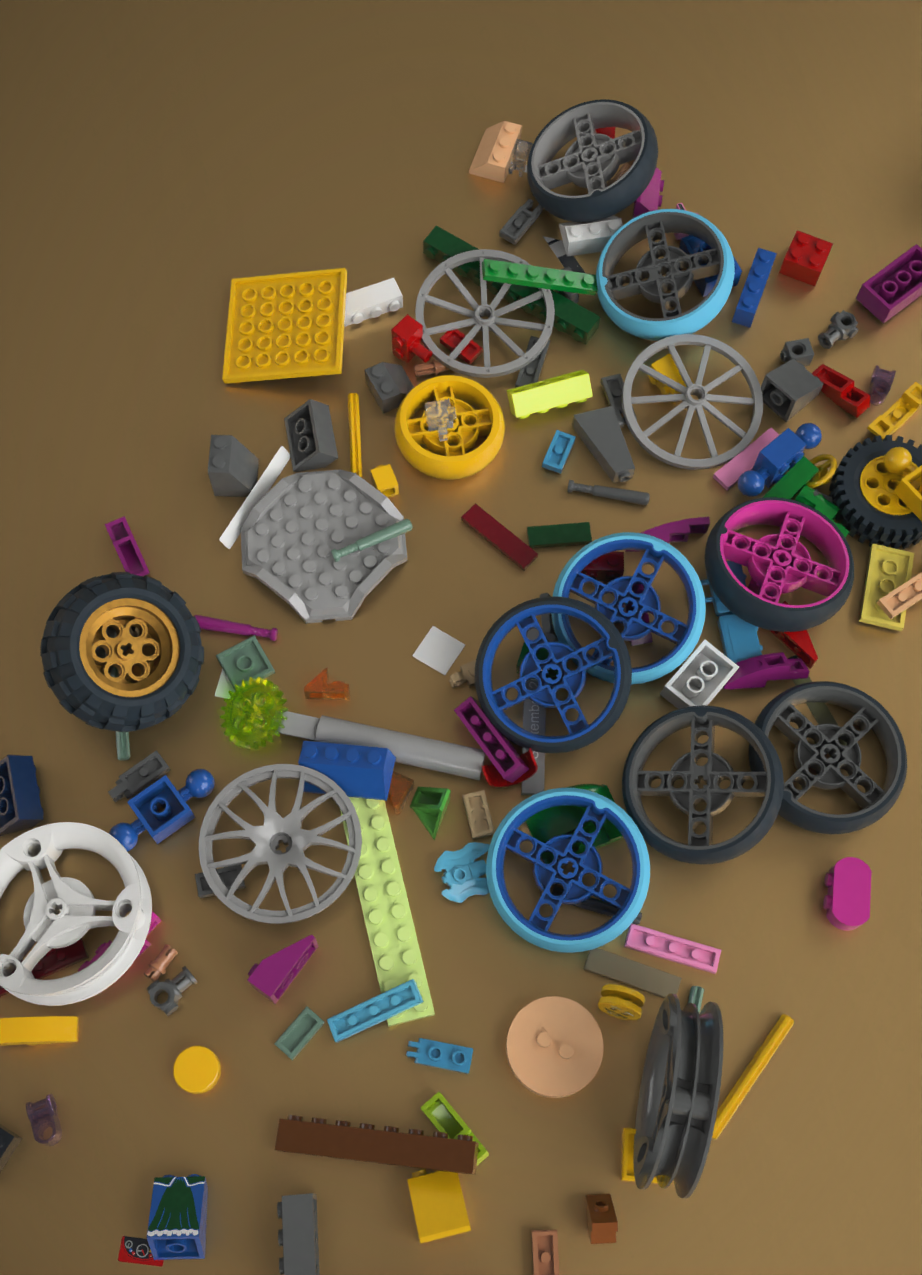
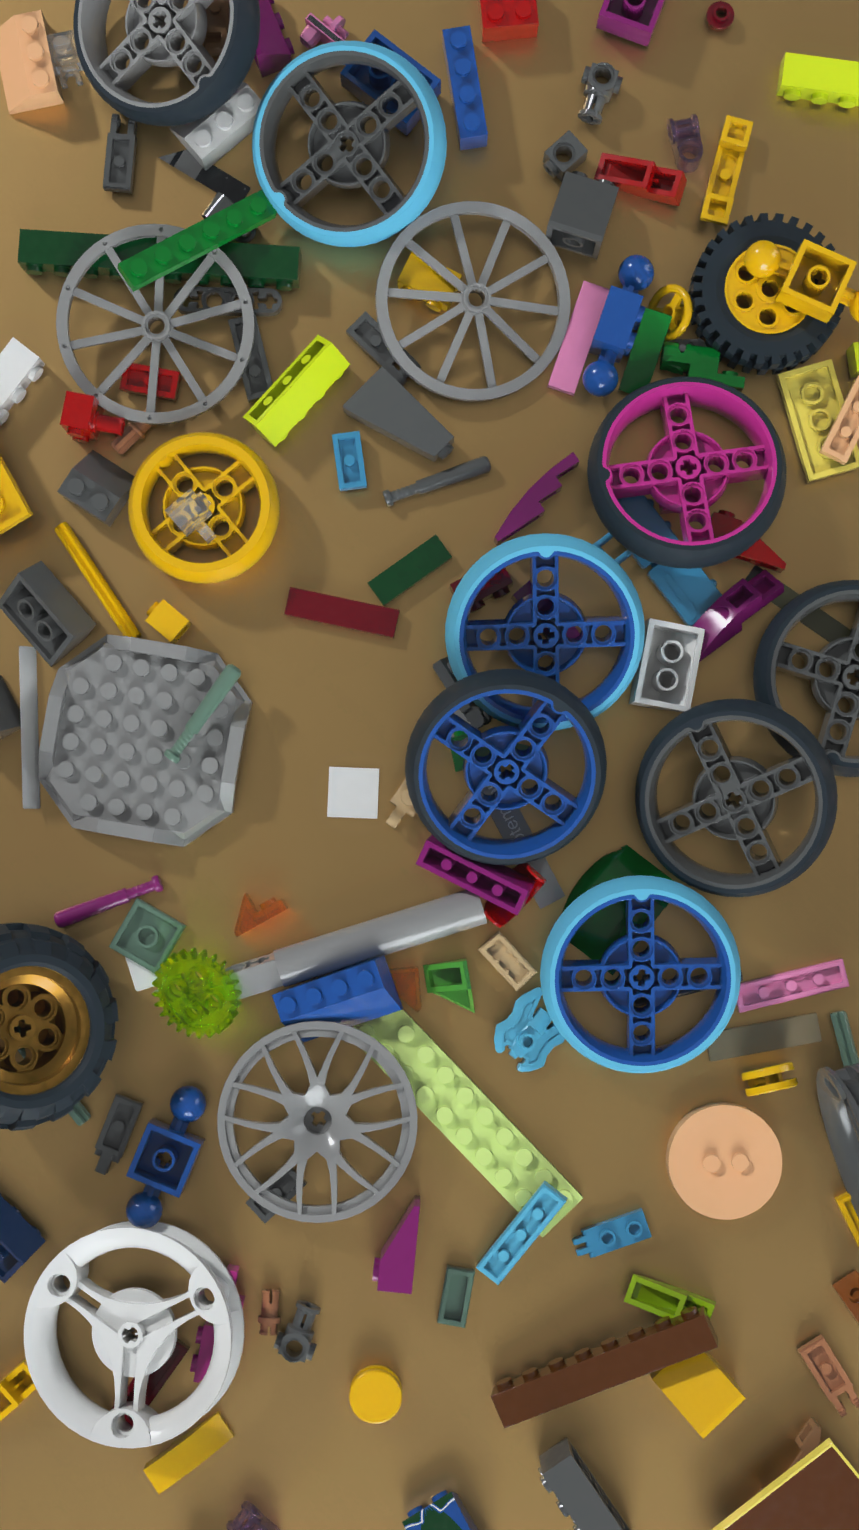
camera: 25 degrees left, 20 degrees up
(561, 334) = (228, 295): none -> dark grey beam

